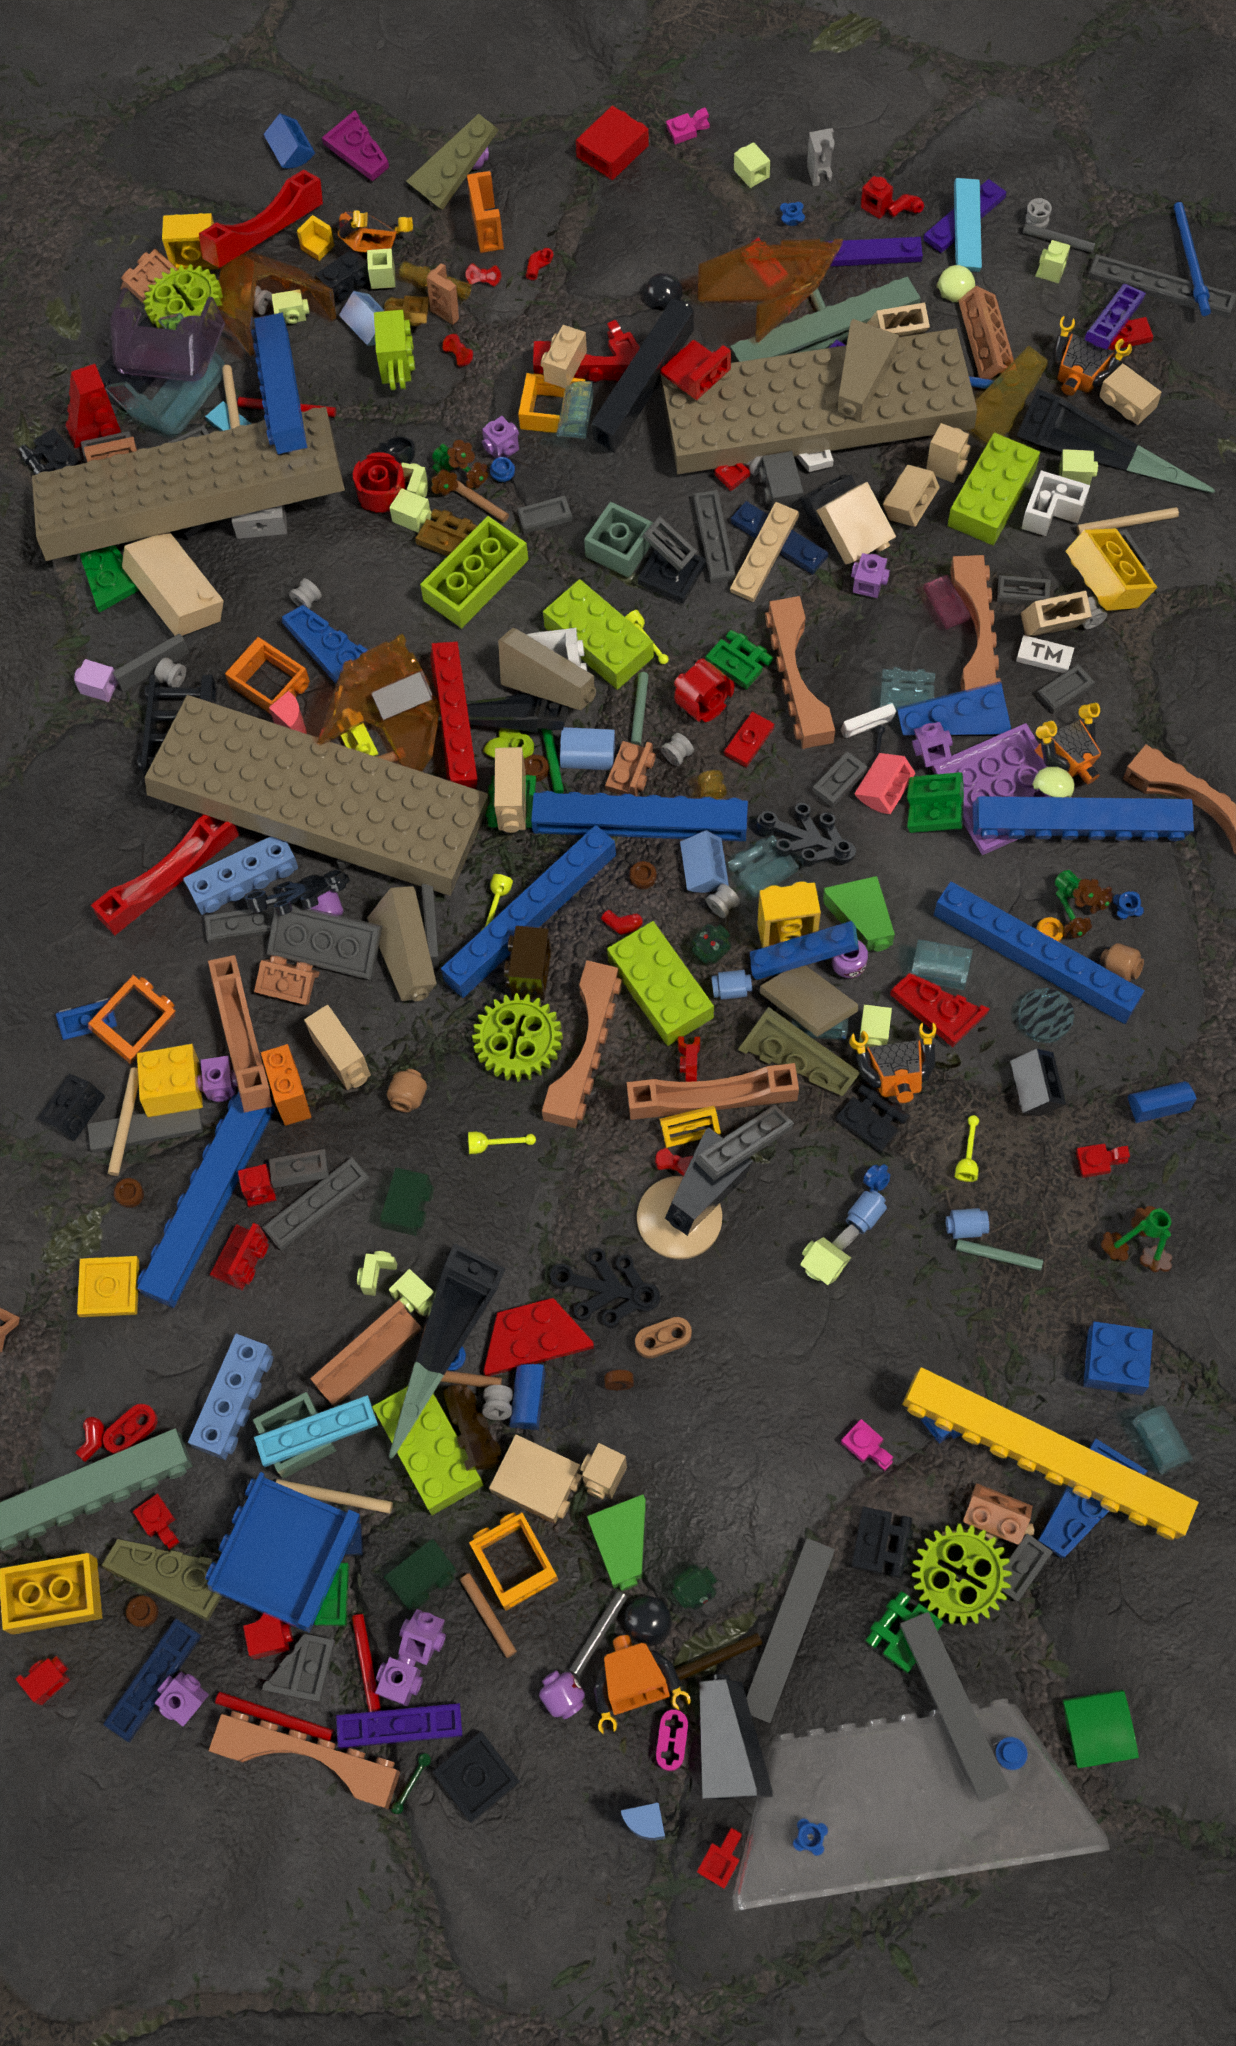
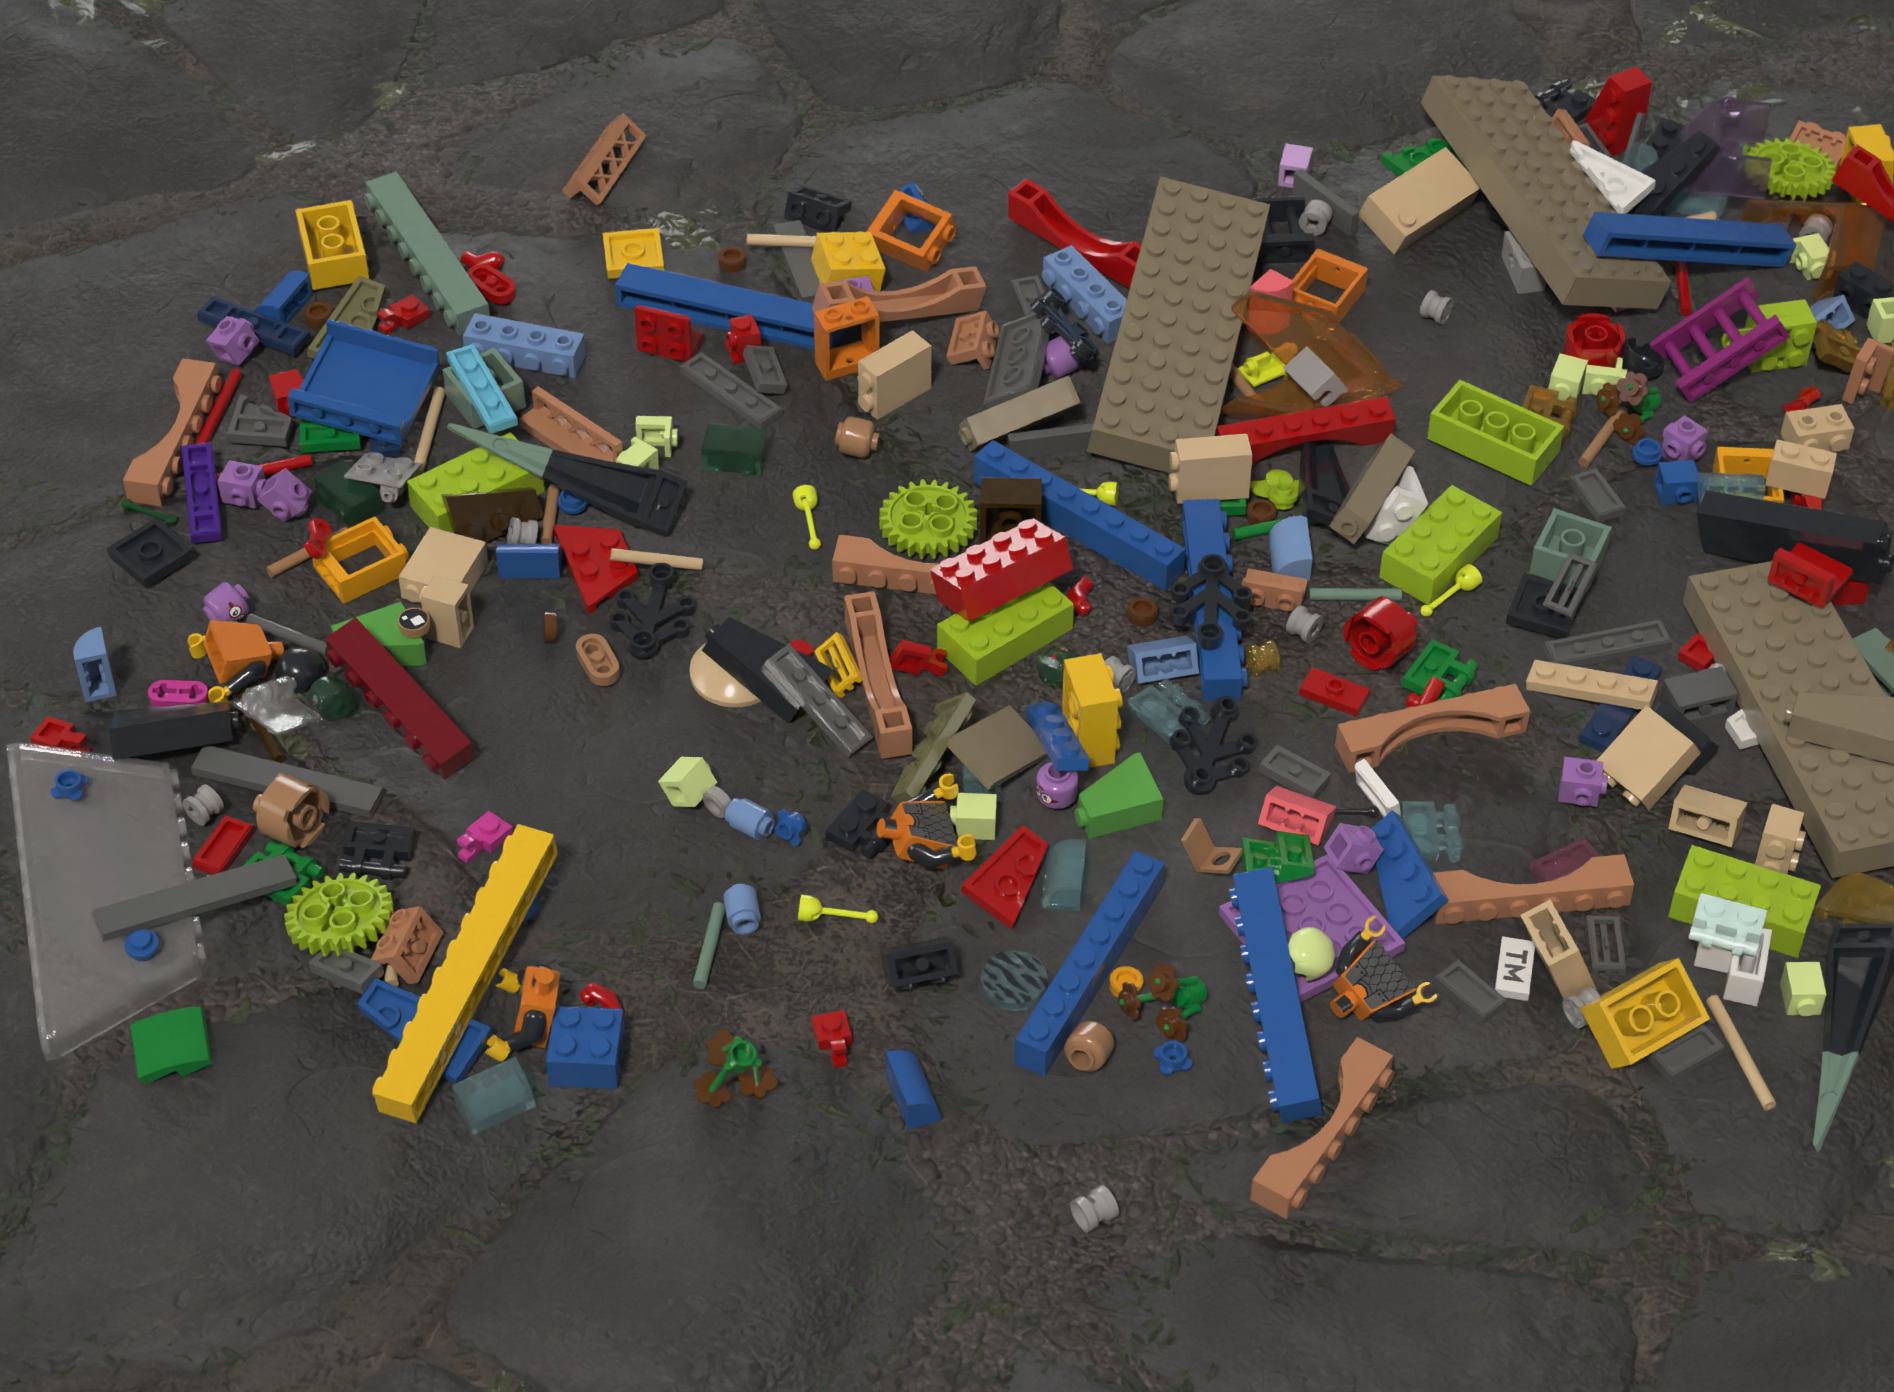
camera: 80 degrees right, 20 degrees down
(44, 1679) = (254, 255): red brick -> none
(115, 1649) = (287, 296): none -> blue brick
(199, 420) = (1616, 181): none -> white wing
(201, 394) = (1675, 172): none -> black wing
(322, 642) = (1386, 324): blue wing -> none
(406, 1535) = (388, 472): none -> light grey hinge
(418, 369) = (1732, 358): none -> magenta fence
(495, 1594) = (320, 532): none -> red piece
(497, 345) = (1819, 428): none -> tan brick
(544, 1279) = (653, 558): none -> tan bar
(545, 452) = (1676, 482): none -> blue brick
(622, 1501) = (413, 622): none -> tile
(624, 969) = (1001, 569): none -> red brick
(660, 811) = (1211, 570): none -> black plant
(706, 1638) = (275, 706): none -> clear hinge
(713, 1517) = (399, 699): none -> dark red brick
(731, 984) = (1013, 688): medium blue brick -> none
(770, 672) = (1429, 694): none -> red arm
(820, 1708) = (203, 805): none -> light grey wheel
(845, 1618) = (291, 811): none -> medium nougat brick
(864, 1689) = (223, 846): none -> red tile
(919, 856) = (1204, 853): none -> medium nougat bracket
(1034, 493) = (1727, 925): none -> light aqua plate
(1056, 1343) = (604, 996): none -> red arm
(1078, 1398) = (533, 1011): none -> torso

